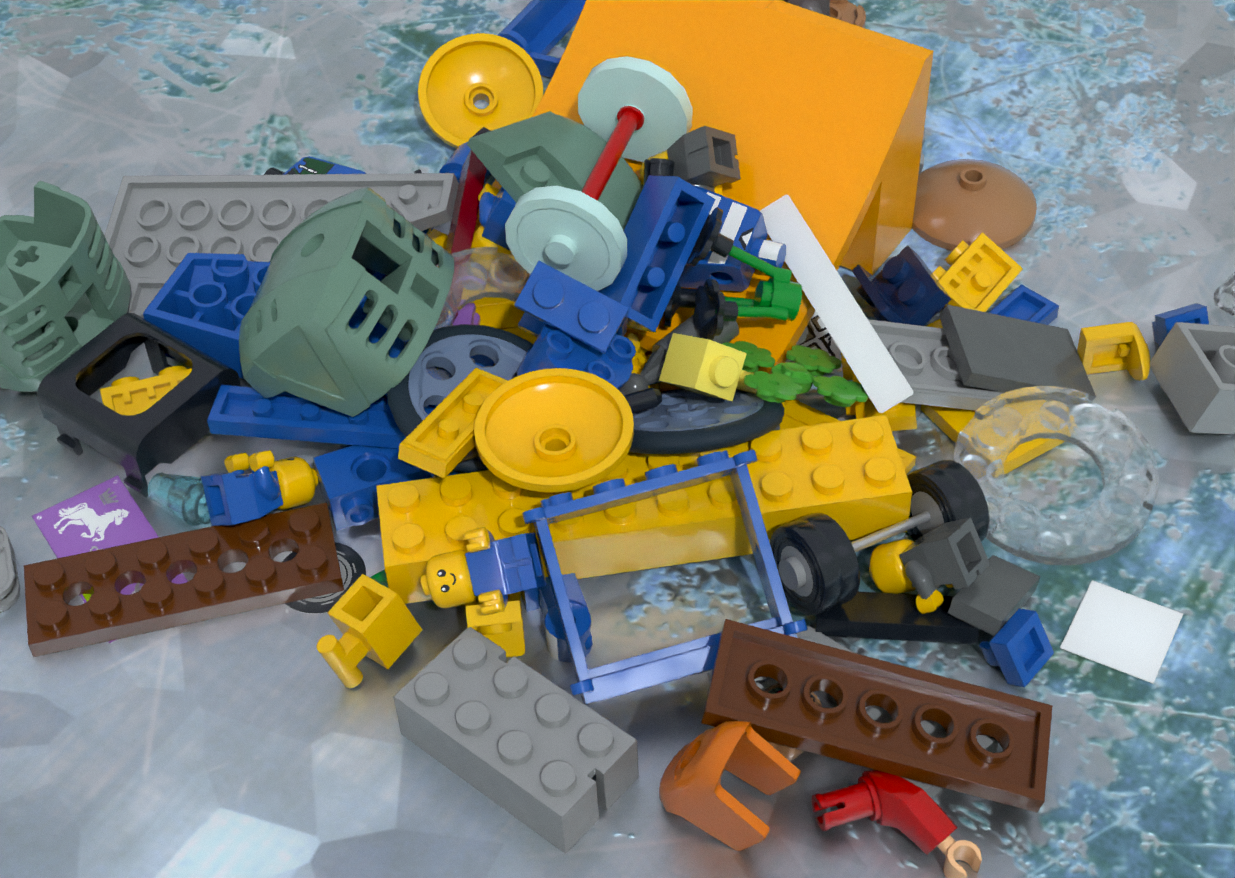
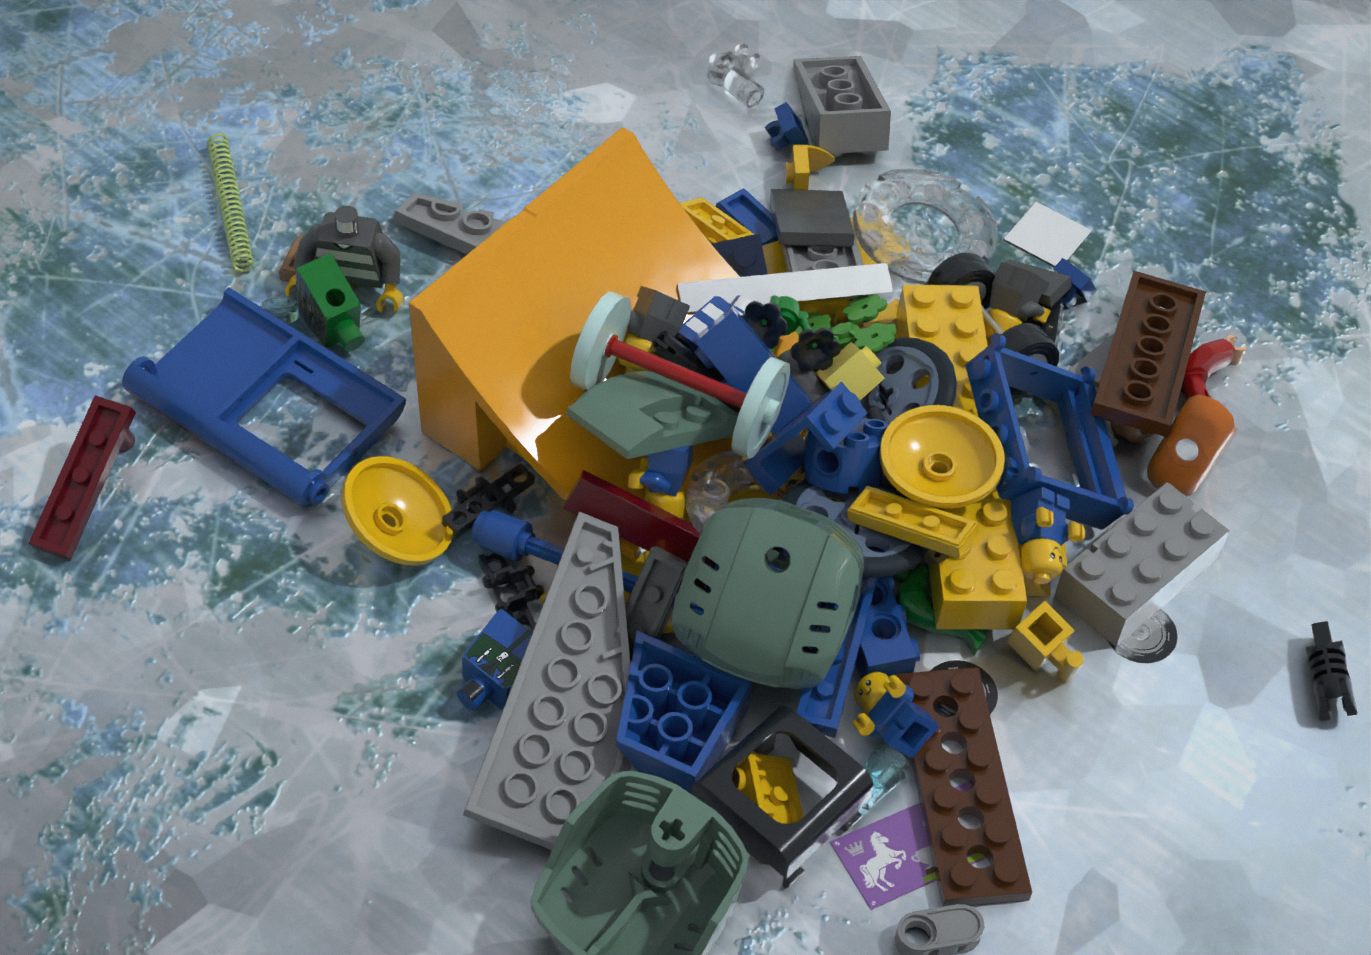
camera: 90 degrees left, 5 degrees up
(415, 774) = (1150, 641): none -> sticker

